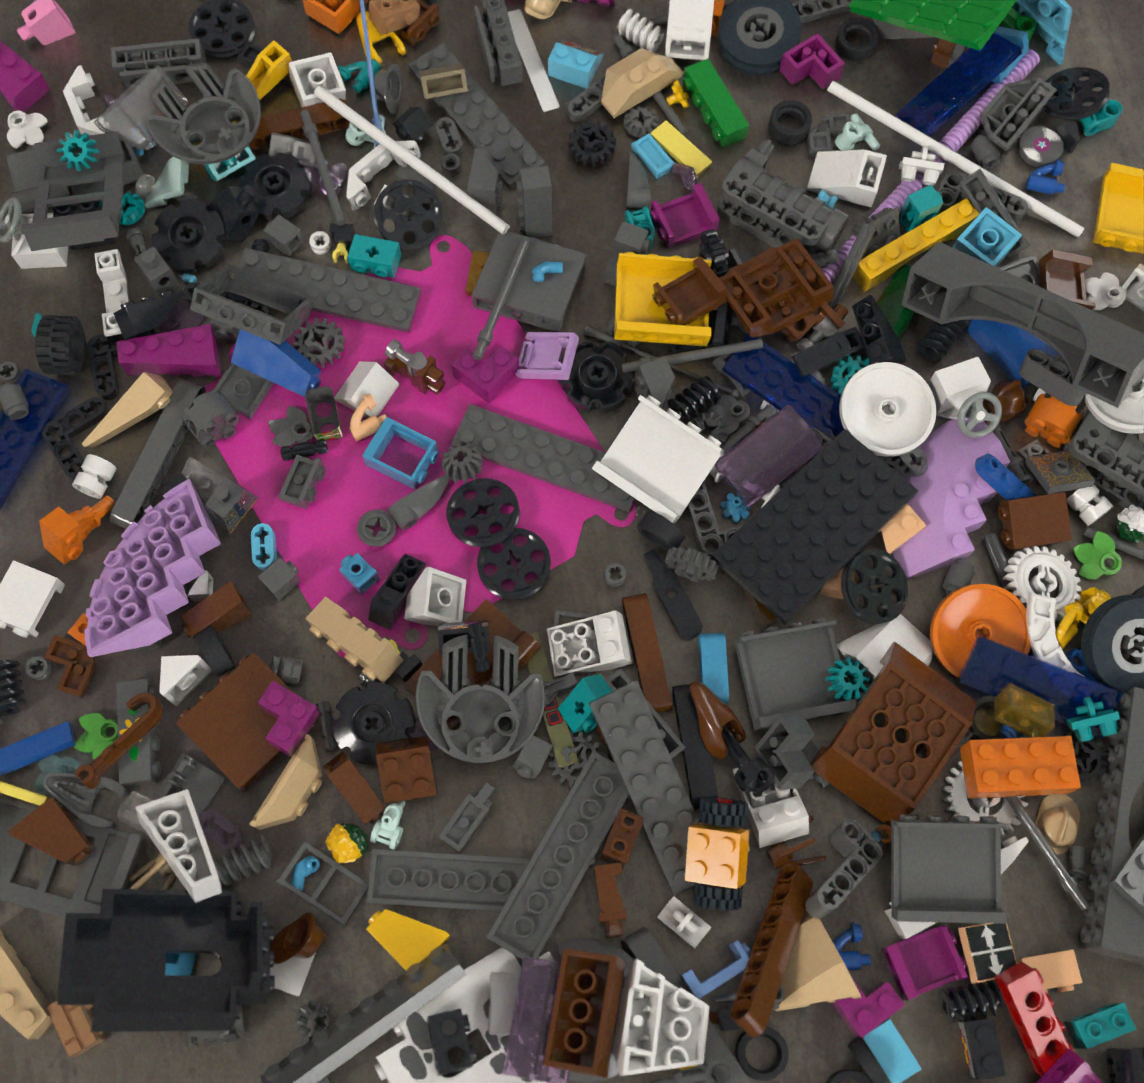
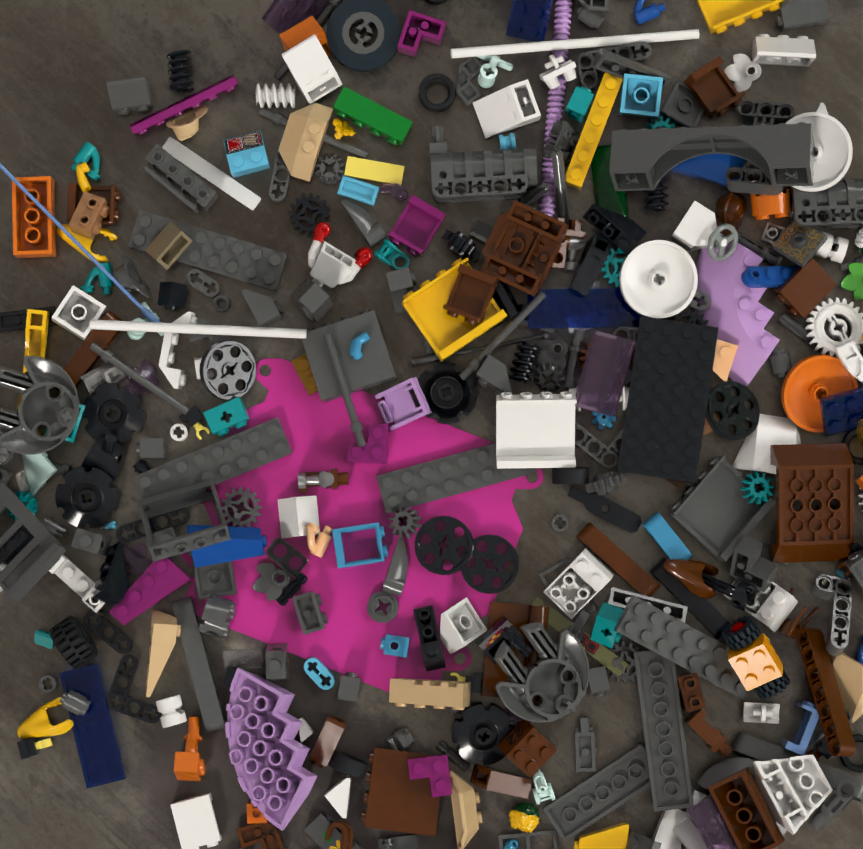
camera: 30 degrees left, 15 degrees up
(577, 191) = (330, 264): none -> white torso

